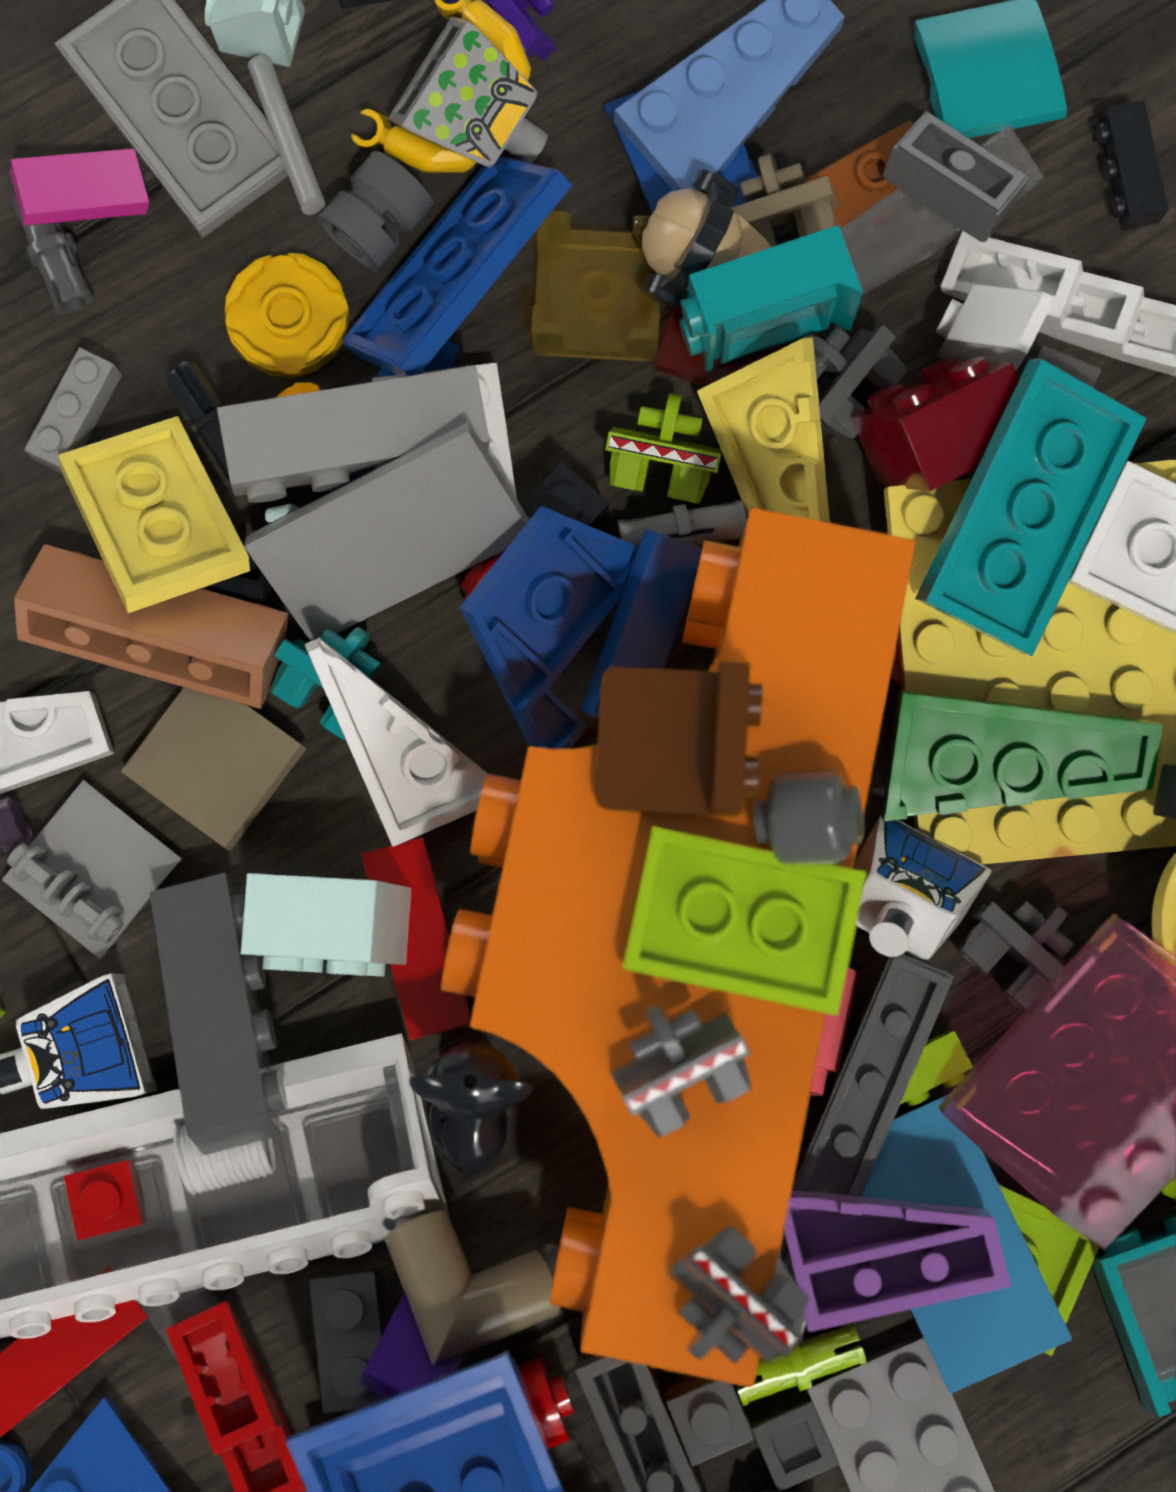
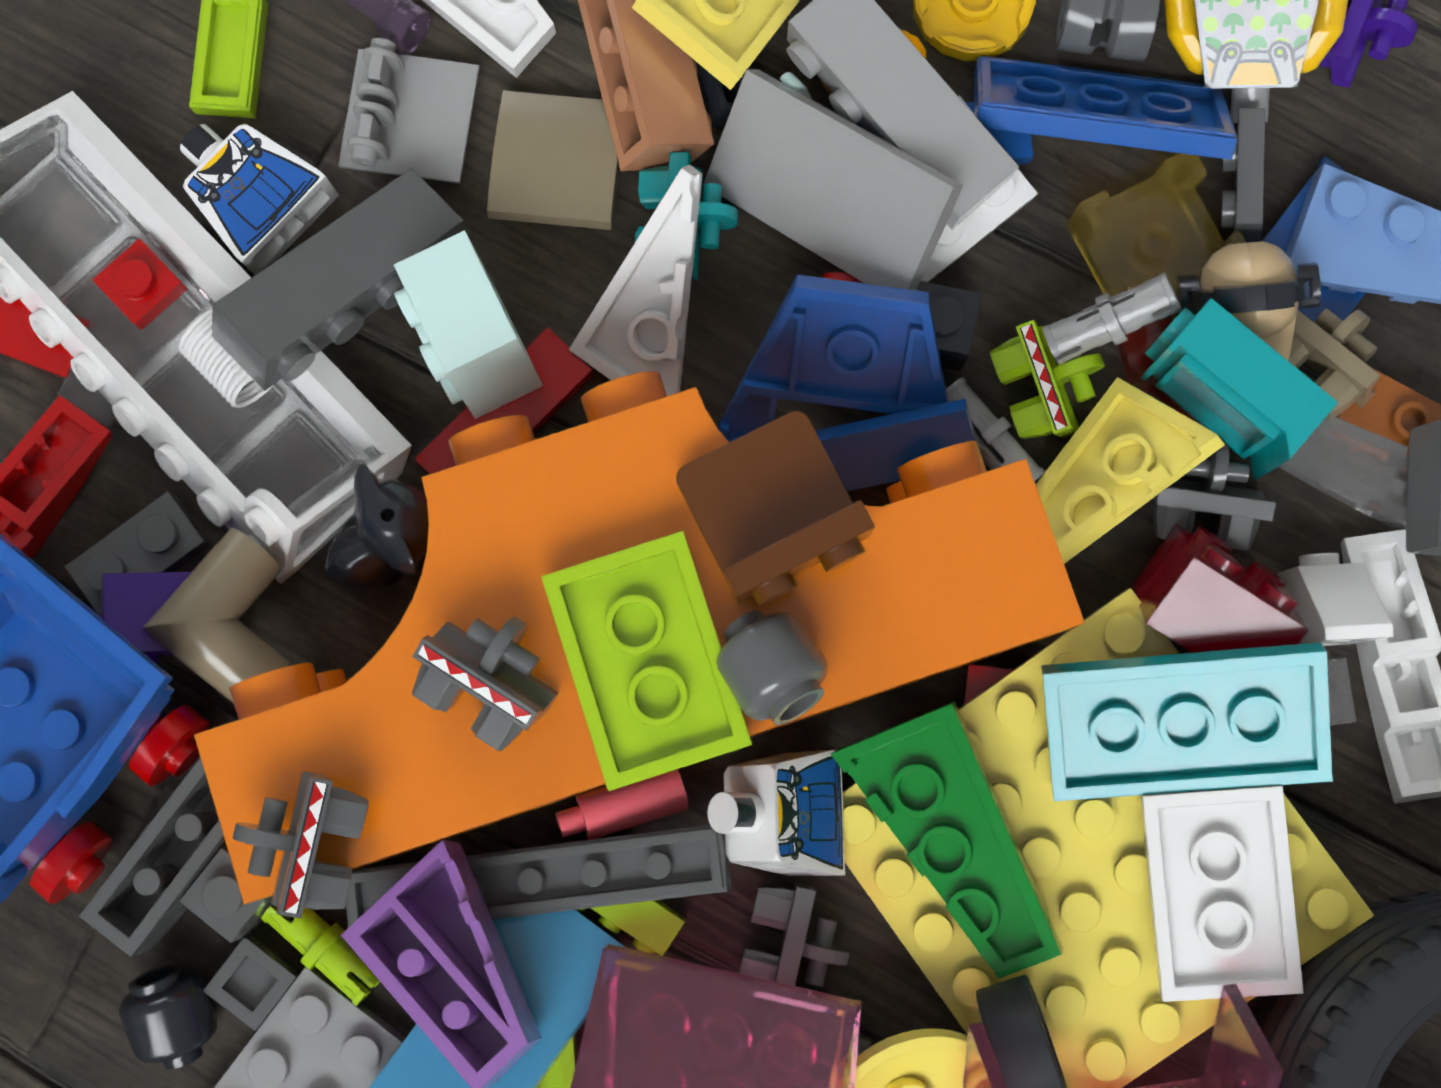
camera: 65 degrees right, 0 degrees up
(611, 197) = (1244, 205): none -> dark grey plate
(649, 366) = (1112, 318): none -> light grey pin

